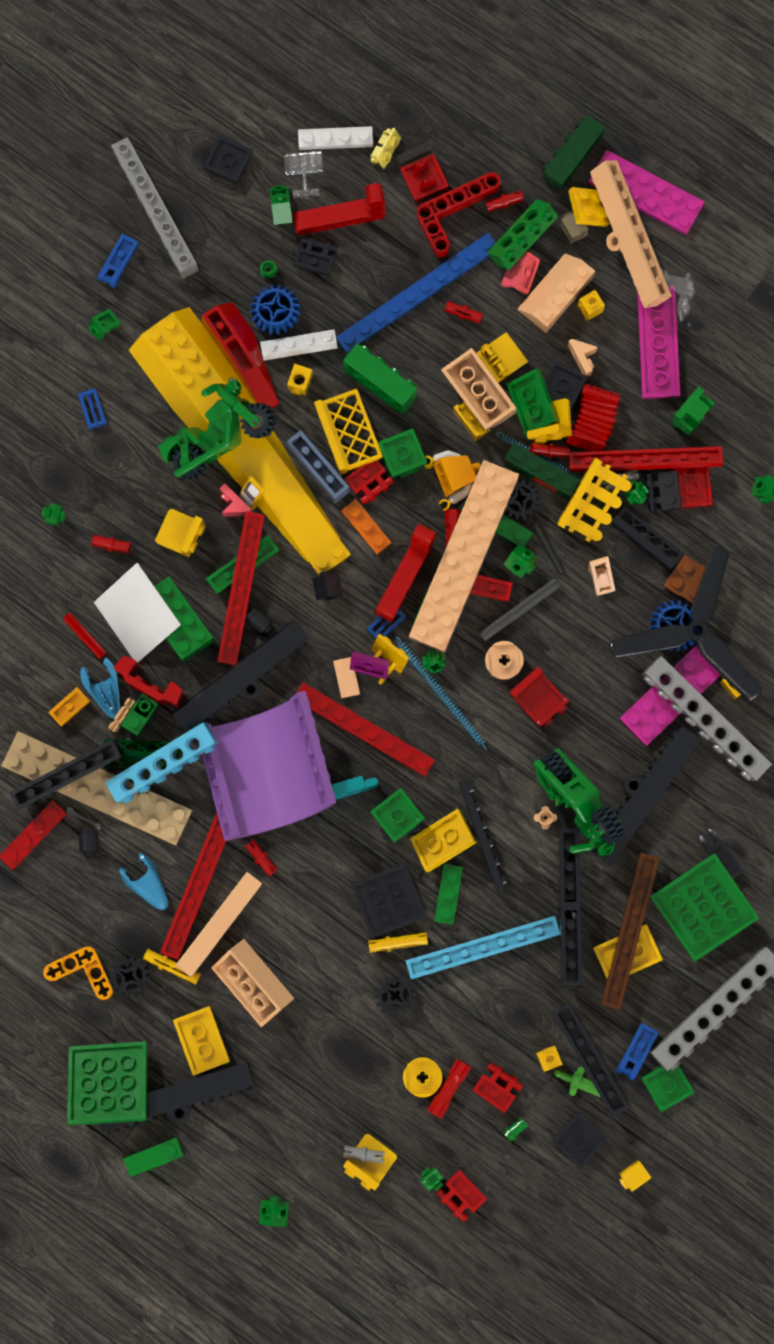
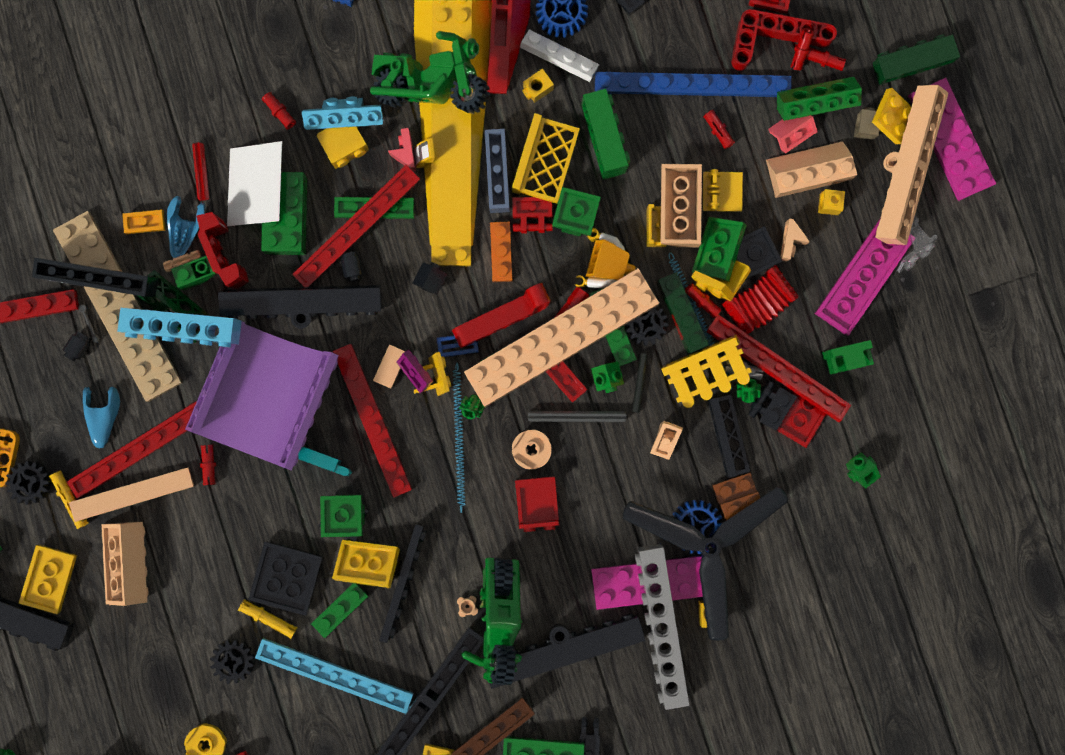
camera: 35 degrees right, 5 degrees up
(53, 514) = (248, 50): green gear -> none
(164, 510) = (342, 113): none -> medium azure bracket
(481, 206) = (802, 49): none -> red pin

